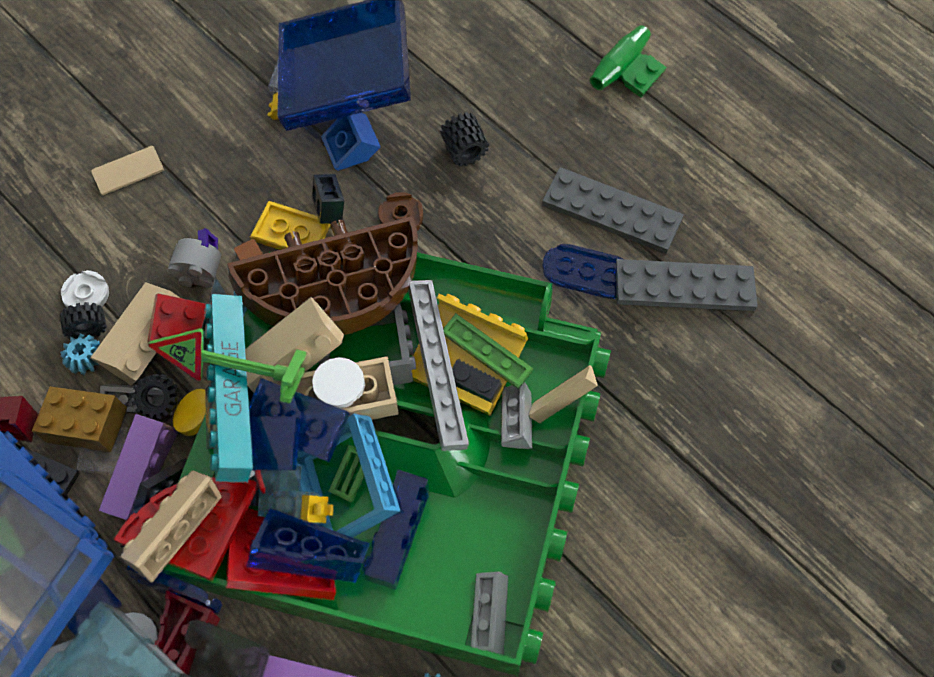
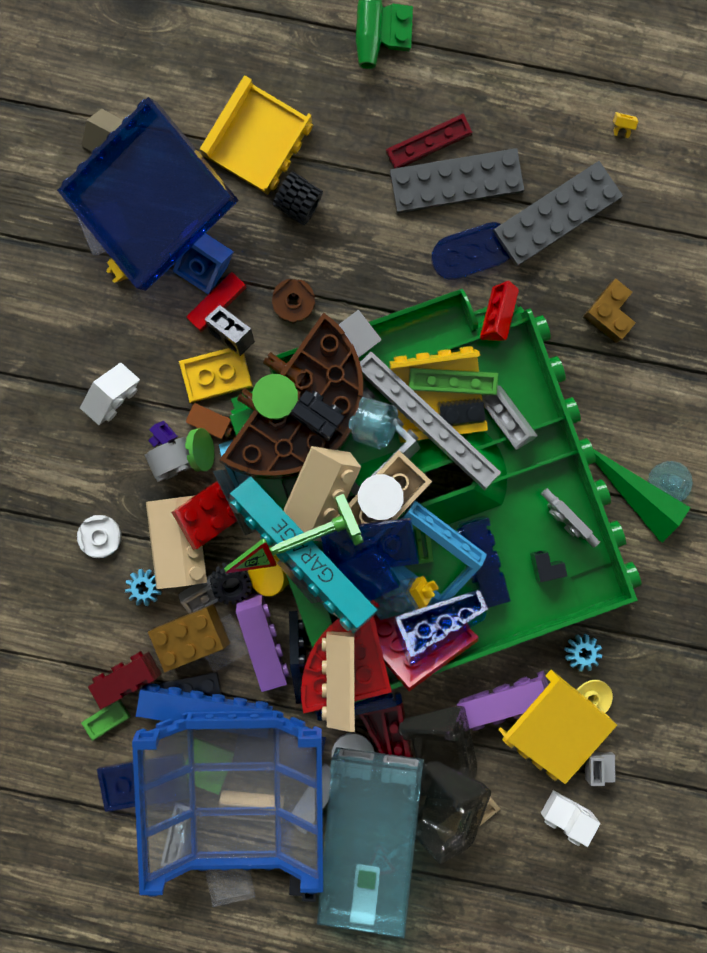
camera: 40 degrees left, 25 degrees up
(83, 319) = (124, 564): black tyre -> none
(127, 170) = (42, 412): tan slope -> none
(190, 181) = (109, 393): none -> white brick
(218, 269) = (200, 449): none -> bright green tile
(315, 246) = (274, 396): none -> bright green tile
(338, 280) = (317, 415): none -> black brick
(346, 177) = (222, 295): none -> red slope
(383, 322) = (373, 423): none -> clear light blue brick
(432, 263) = (360, 332): none -> light grey sticker
(451, 581) = (546, 570): none -> black piece
(466, 80) = (256, 136): none -> yellow panel
(490, 612) = (583, 571): light grey slope -> none
(508, 551) = (574, 525): none -> light grey plate
(563, 395) = (534, 378): tan slope -> none
(574, 326) = (499, 312): none -> red slope
(605, 597) = (655, 507): none -> green wedge
(610, 168) = (429, 141): none -> dark red tile
(638, 589) = (672, 478): none -> clear light blue tile
(677, 389) = (606, 312): none -> pearl gold brick
(796, 249) = (624, 121): none -> yellow tile

